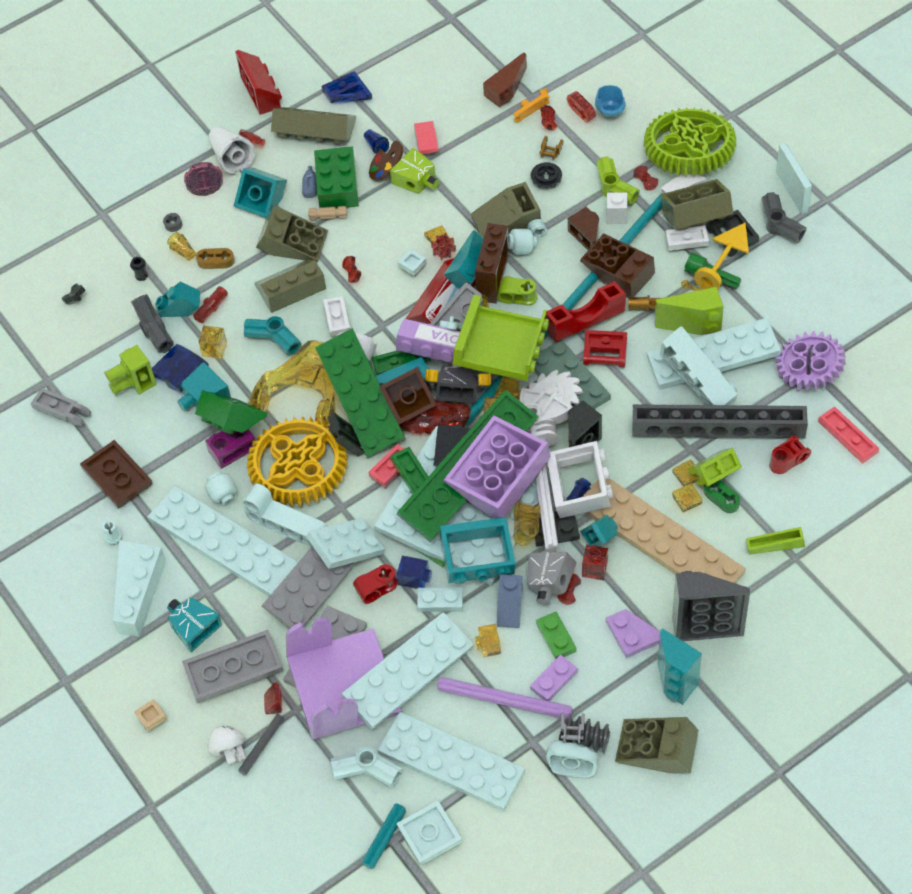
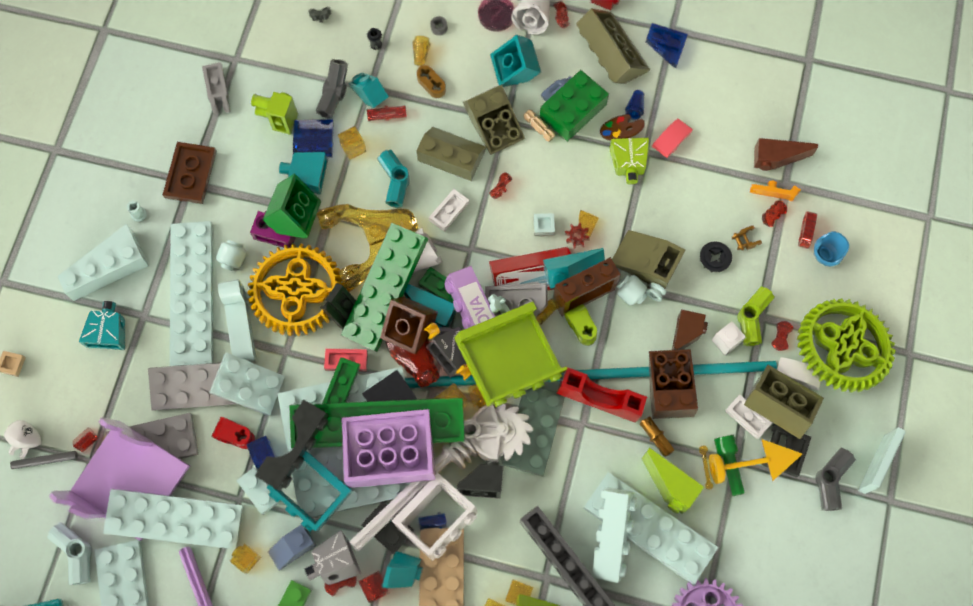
camera: 45 degrees right, 15 degrees up
(232, 666) = (90, 386): light grey plate -> none
(426, 502) = (278, 470): none -> pearl dark grey arch
(526, 518) = (367, 505): clear yellow piece -> none
(605, 343) = (591, 433): red plate -> none

